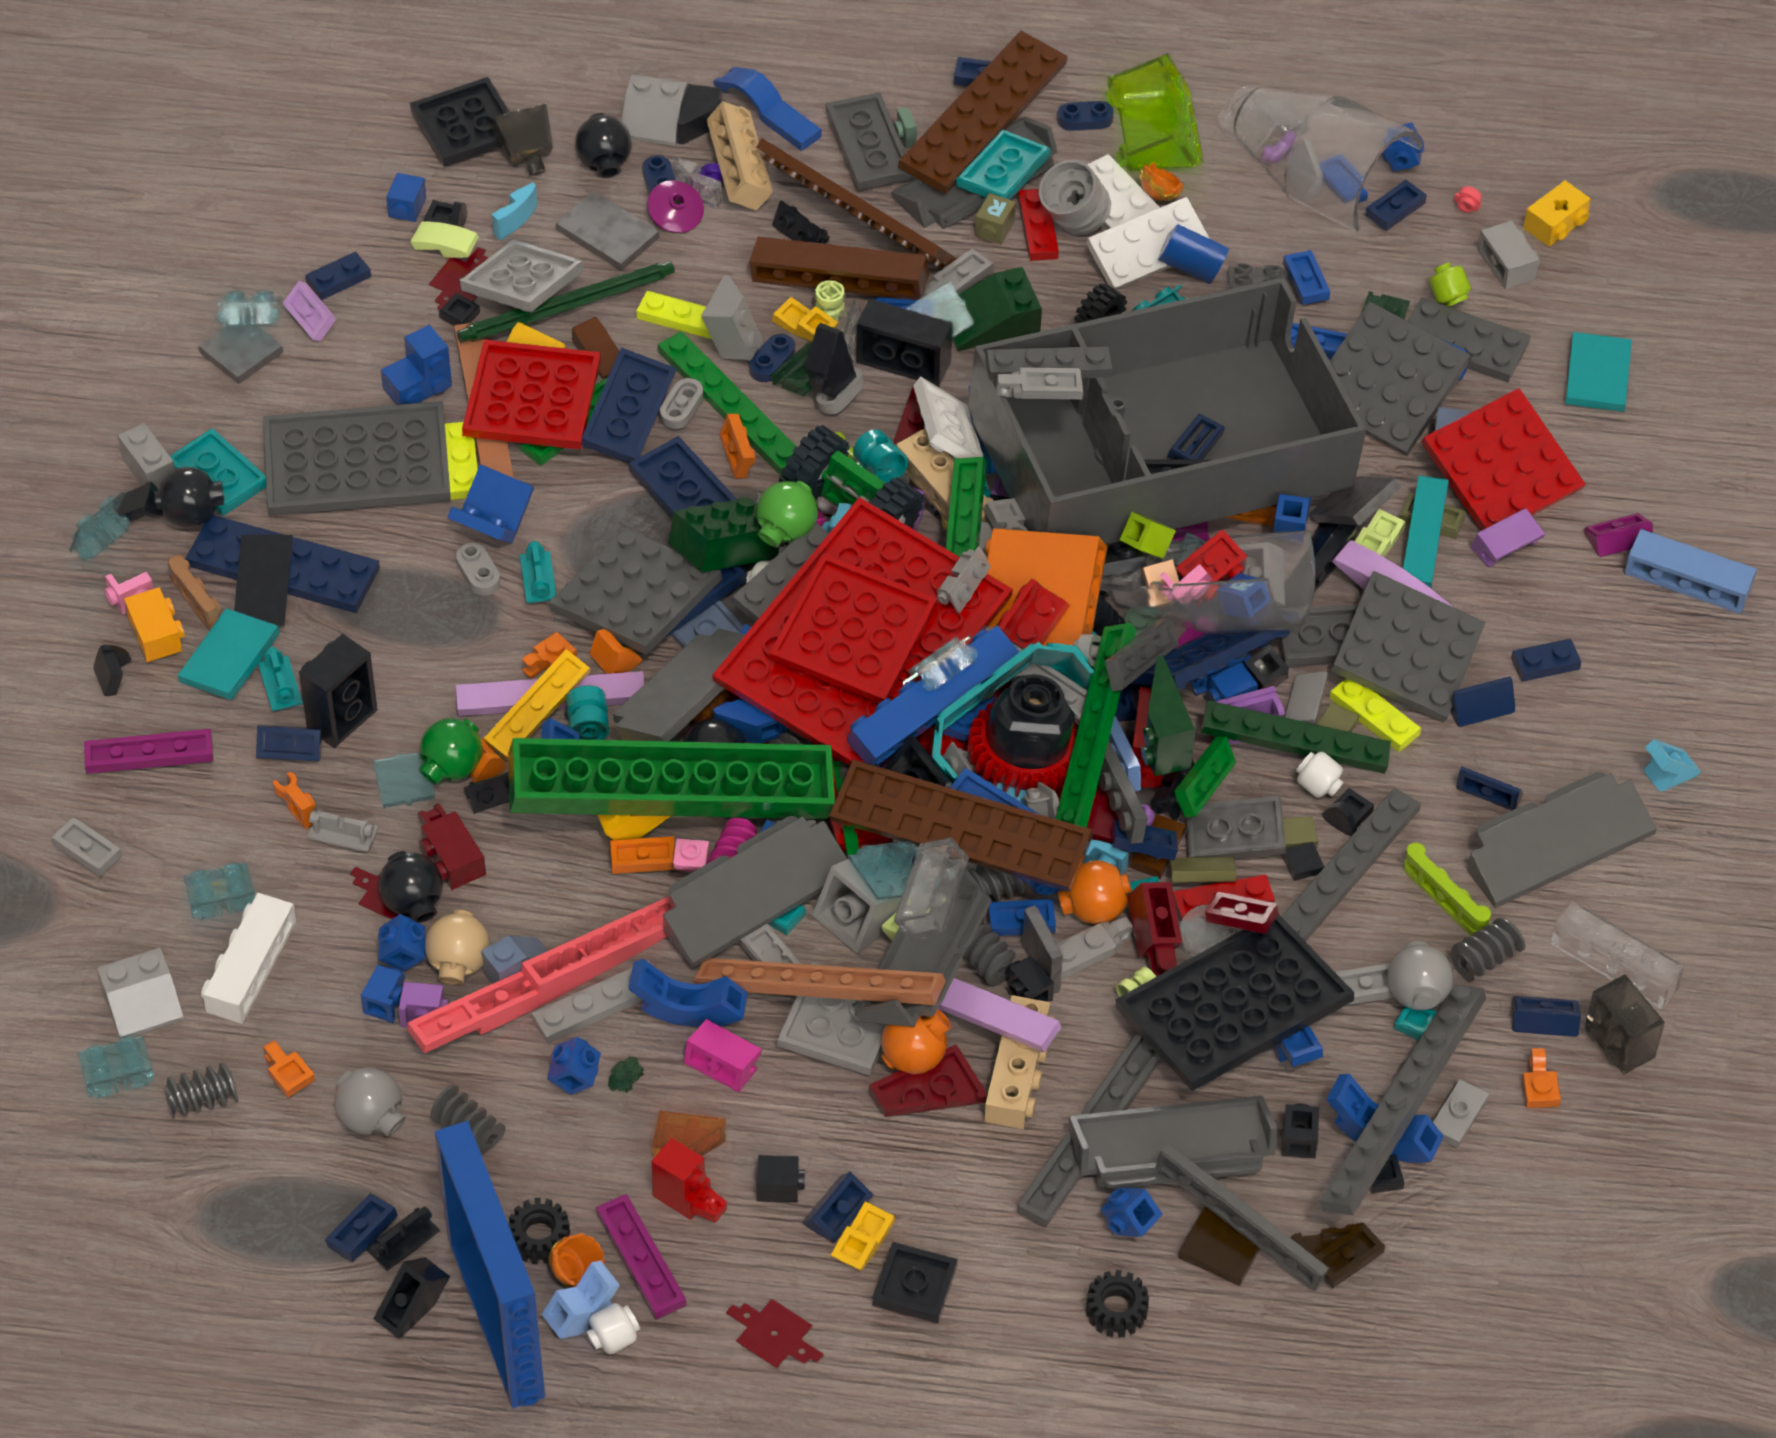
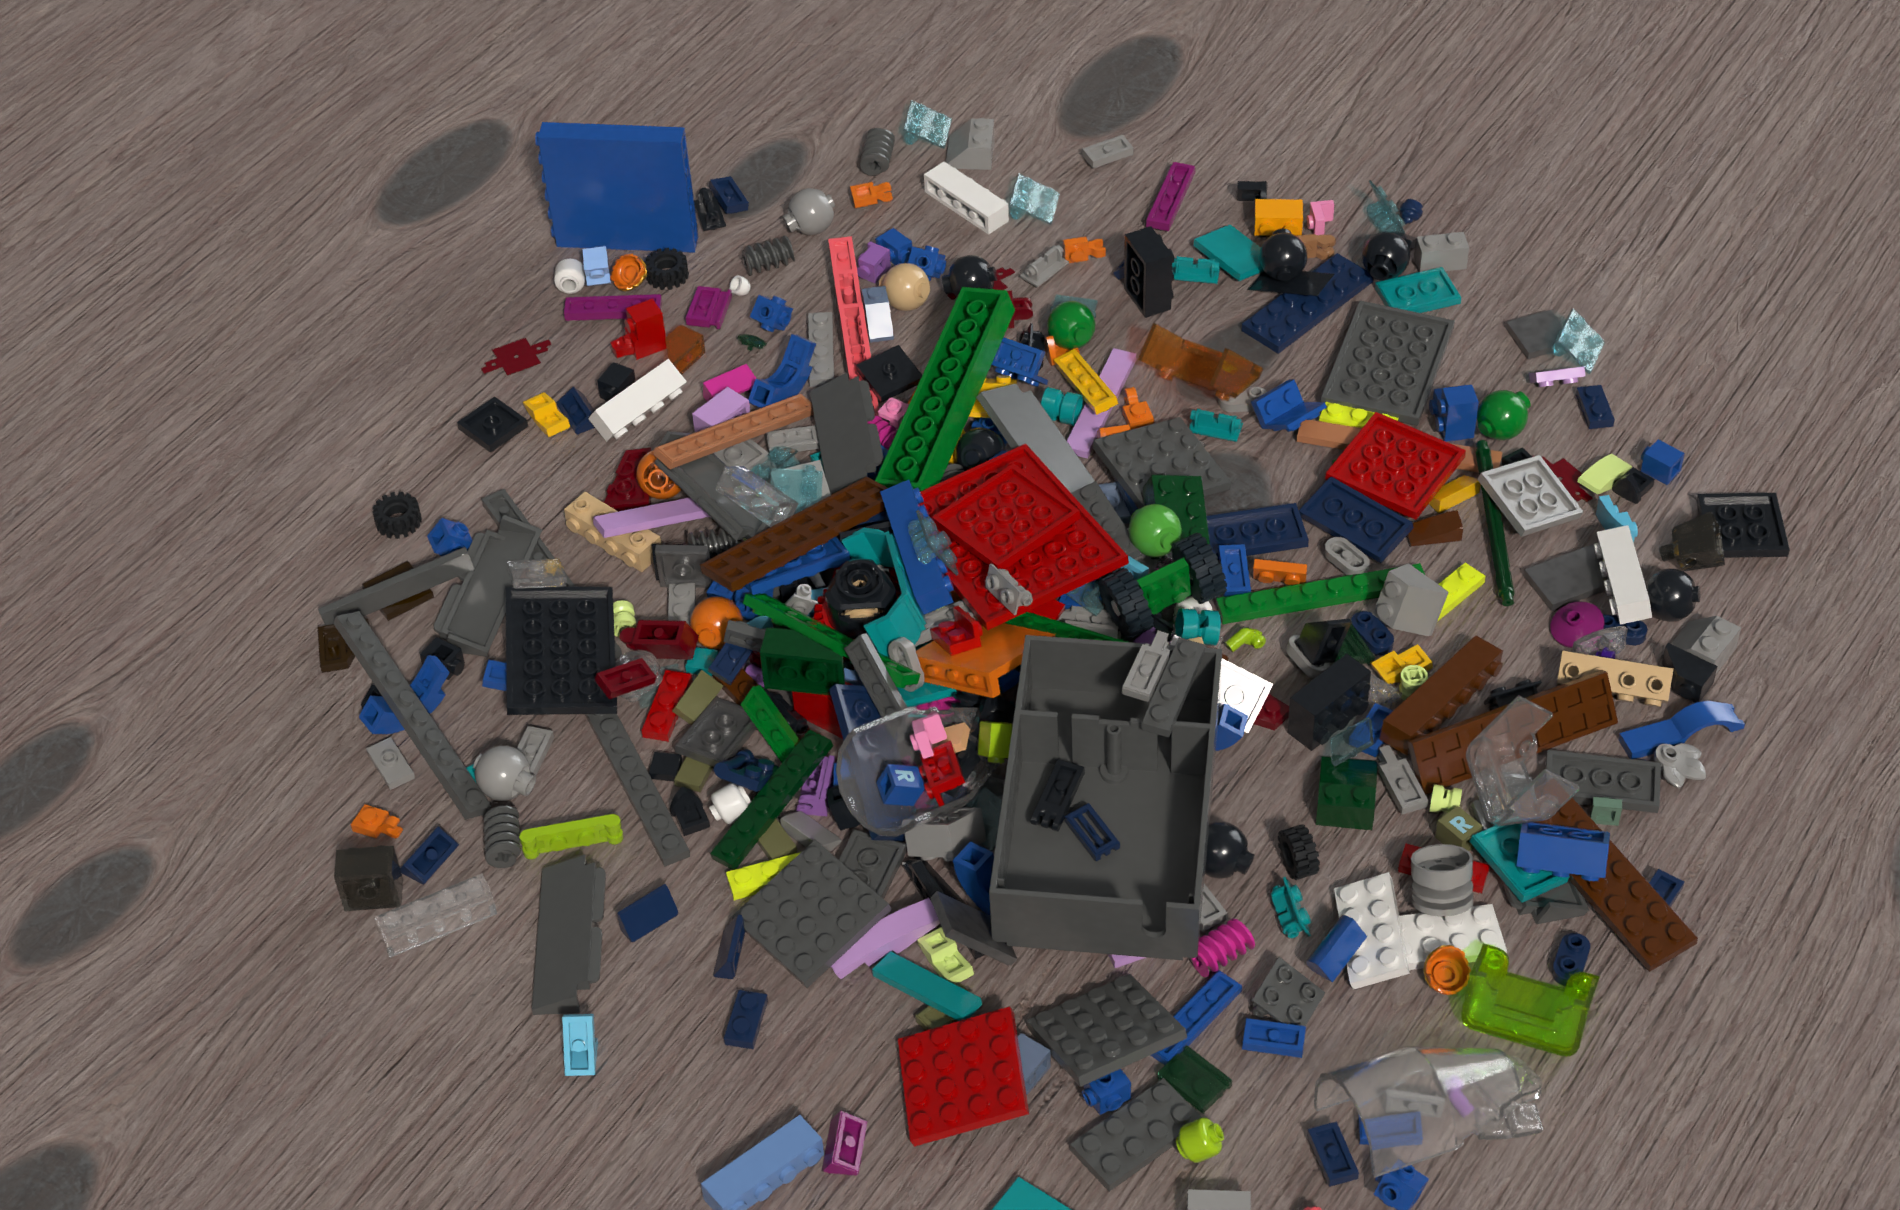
camera: 120 degrees right, 5 degrees down
(73, 513) = (1410, 211): none -> dark blue plate
(238, 583) = (1283, 255): none -> black brick
(405, 318) = (1503, 414): none -> green brick
(461, 589) = (1214, 370): none -> clear orange windscreen
(536, 1129) = (740, 286): none -> white hinge
(588, 1149) = (708, 307): none -> magenta plate
(605, 173) = (1623, 574): none -> white brick
(624, 892) = (889, 373): none -> black plate
(751, 480) = (1235, 568): none -> blue plate
(790, 1021) = (719, 409): none -> lavender brick
(801, 1133) = (637, 400): none -> white brick
(811, 98) = (1680, 763): none -> light grey plate
(839, 936) = (779, 458): none -> clear light blue hinge
(943, 181) = (1500, 771): none -> clear windscreen
(962, 236) = (1444, 799): none -> yellowish green wheel
(991, 121) = (1563, 850): none -> blue slope
(1145, 1075) = (536, 573): none -> clear plate
(1275, 769) = (752, 775): none -> dark blue plate
(1506, 537) = (882, 1045): medium lavender hinge -> none

